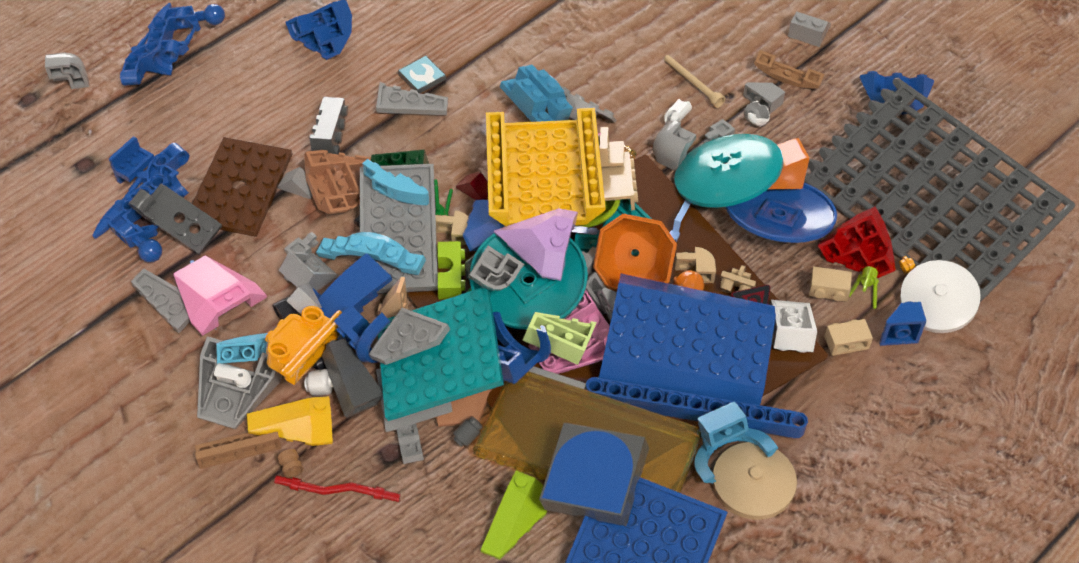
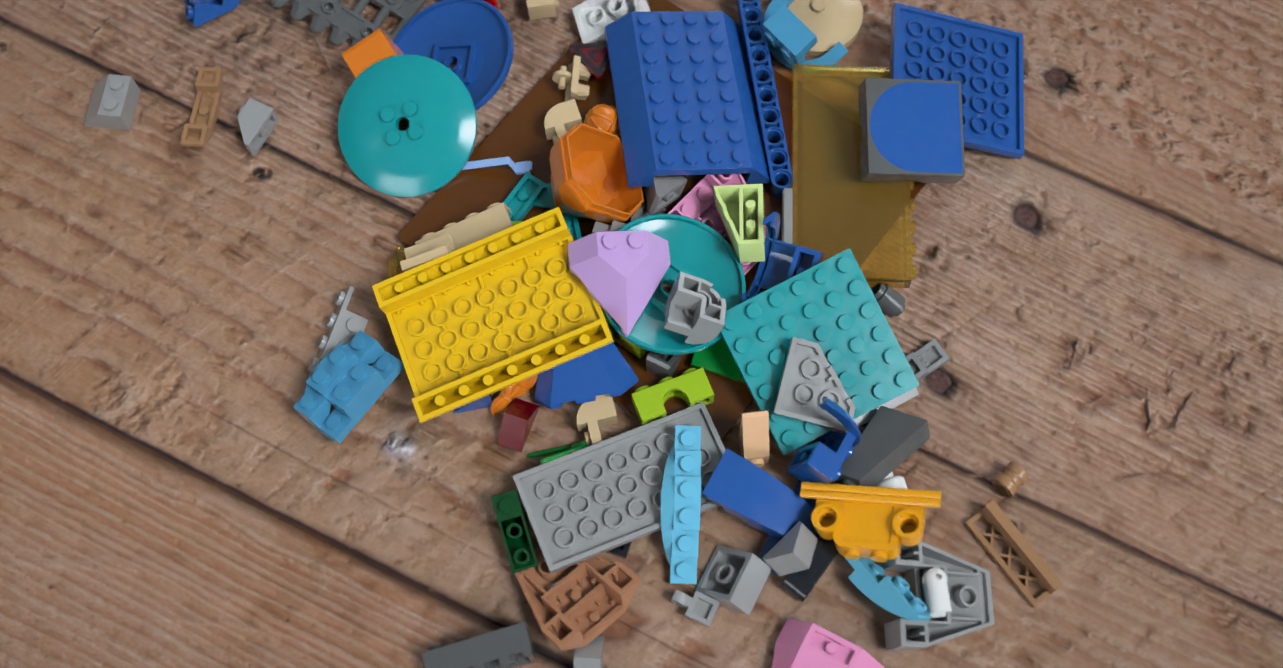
camera: 105 degrees left, 15 degrees up
(297, 484) = (1029, 463): red bar -> none
(300, 420) = (959, 500): yellow wedge -> none
(398, 188) = (575, 496): medium azure slope -> none
(409, 102) = (391, 577): light grey wing -> none
(421, 74) = (329, 572): tile -> none
(515, 515) = (956, 221): lime wedge -> none
(672, 144) = (375, 206): light grey brick -> none
(678, 111) = (312, 218): white piece -> none
(715, 98) = (273, 182): tan piece -> none
(718, 130) = (332, 161): light grey plate -> none
(757, 114) = (291, 126): light grey hair -> none

